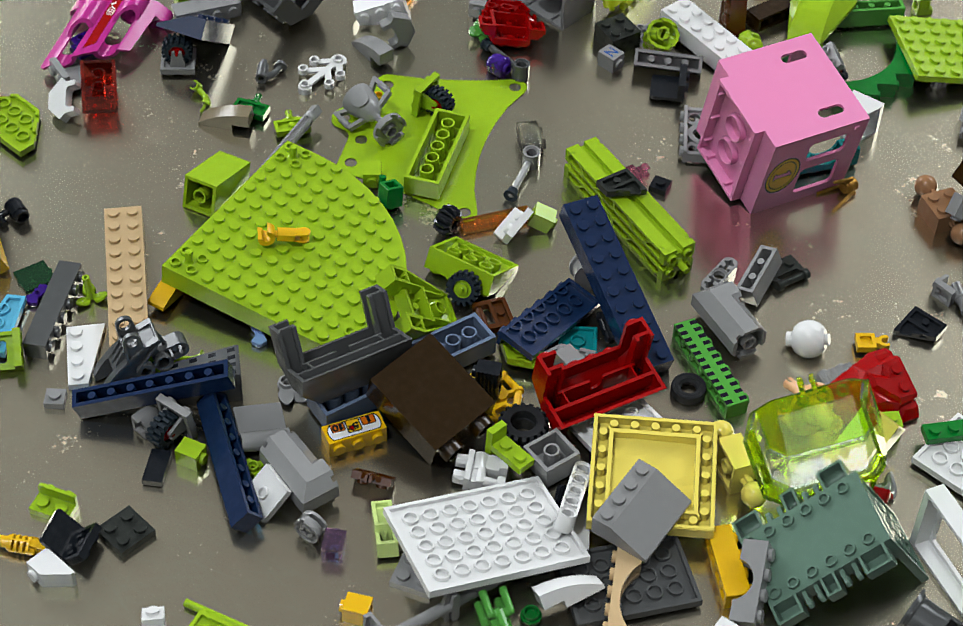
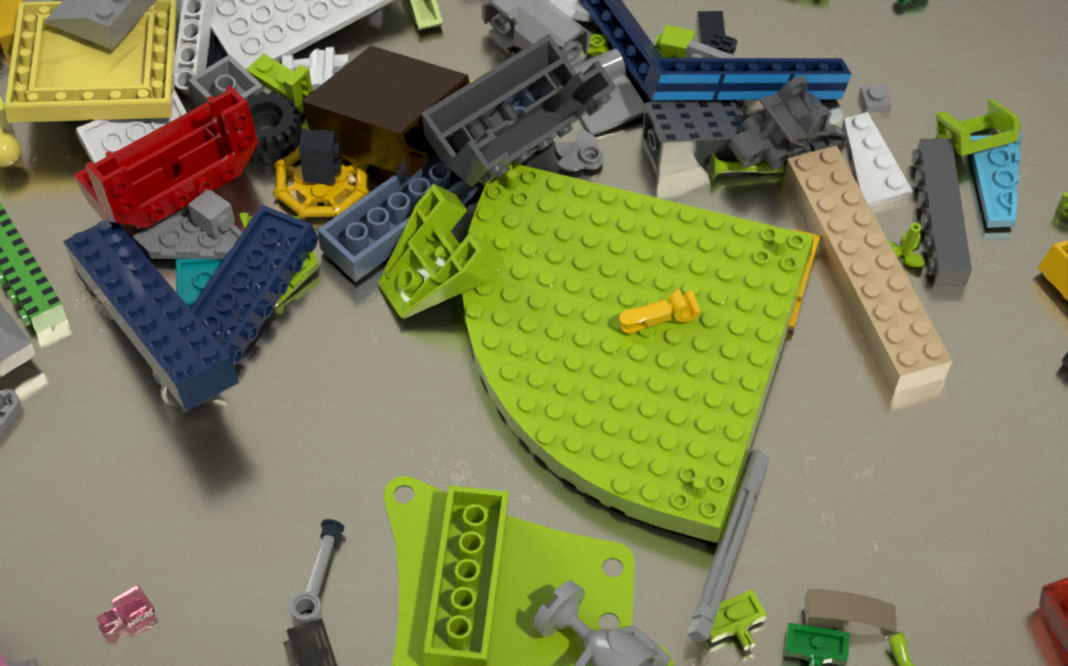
camera: 170 degrees right, 10 degrees up
(33, 276) = (999, 270): clear green piece -> none
(33, 299) = (980, 232): dark purple piece -> none
(214, 182) = (810, 462): lime slope -> none
(365, 477) = (446, 46): reddish brown plate -> none
(371, 173) = (567, 525): lime brick -> none
(390, 192) = (528, 482): green brick -> none
(447, 220) = (424, 441): black gear -> none
(458, 254) = (374, 379): lime slope -> none
(463, 287) = (377, 317): black wheel -> none
(485, 222) = (351, 480): clear orange tile -> none
(498, 311) = (321, 303): reddish brown plate -> none
(512, 224) = (316, 451): white bracket -> none
(543, 218) = (274, 477): lime brick -> none
(621, 184) = (142, 496): pearl dark grey wing -> none
(636, 219) = (135, 511): lime piece -> none
(660, 185) = (80, 600): black plate -> none
(688, 398) = (41, 217): black tyre -> none

